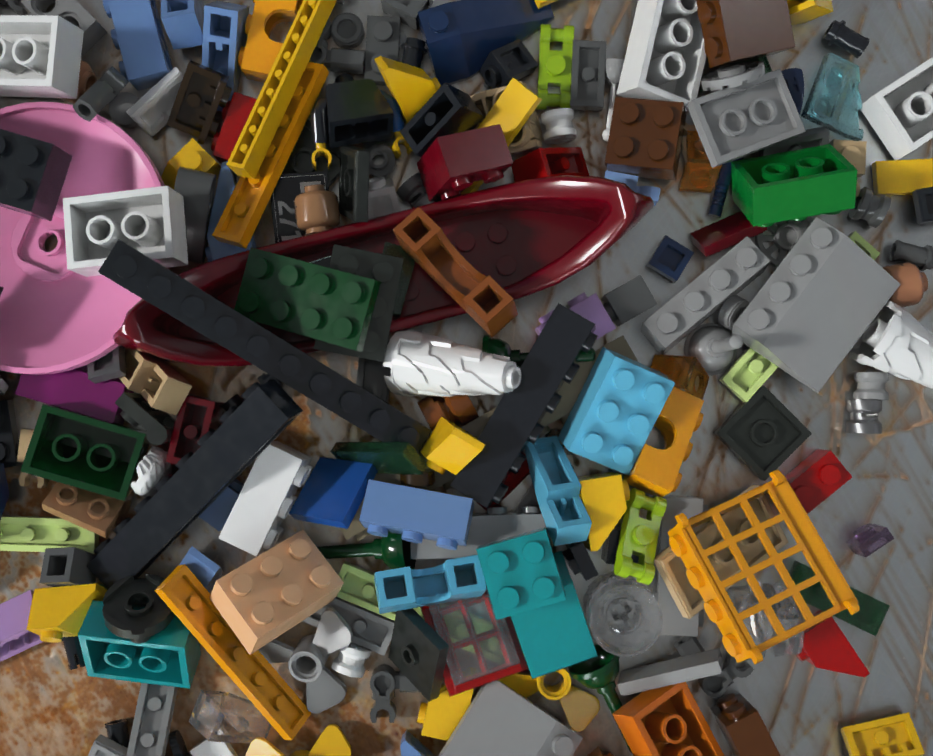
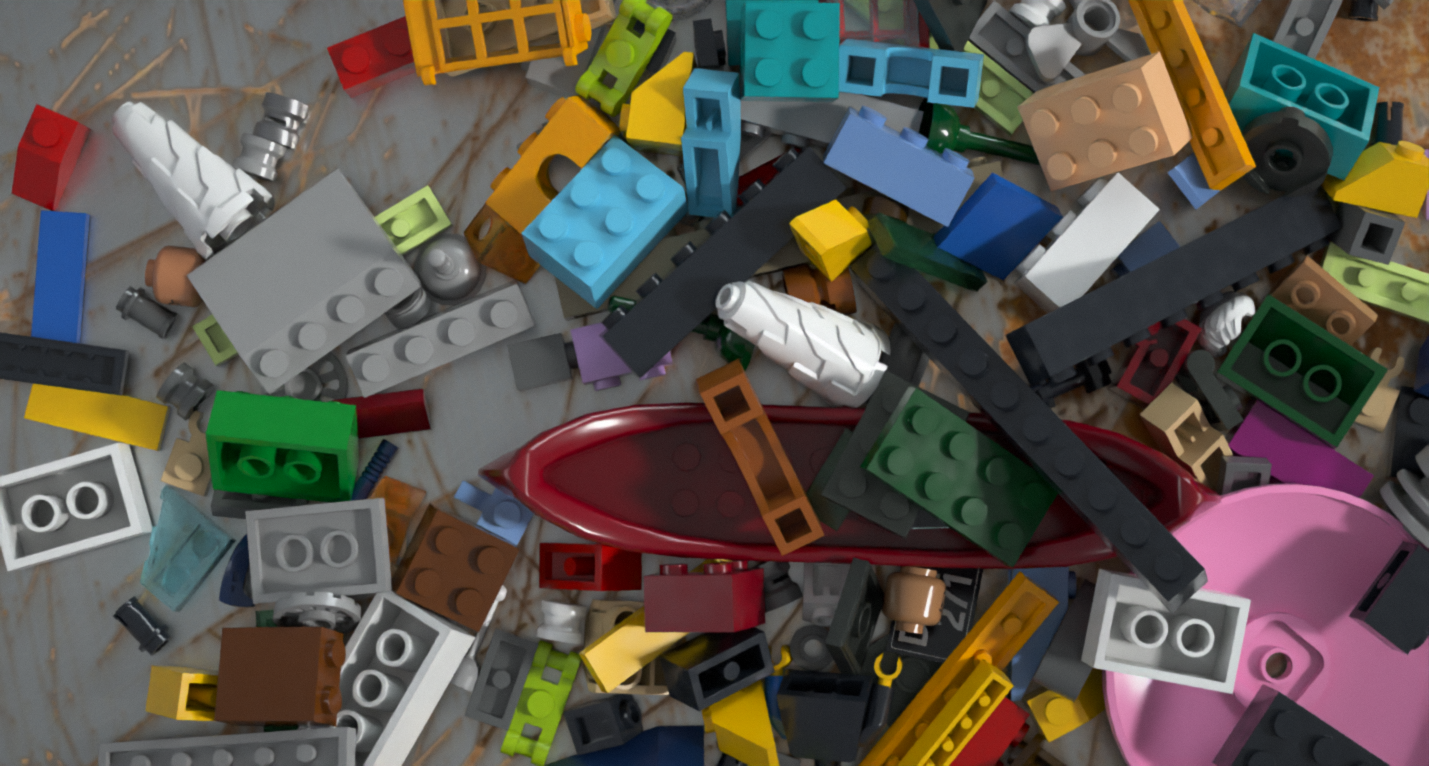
camera: 165 degrees left, 0 degrees up
(670, 258) = (468, 402): dark blue plate -> none
(762, 433) = (418, 139): pearl dark grey plate -> none

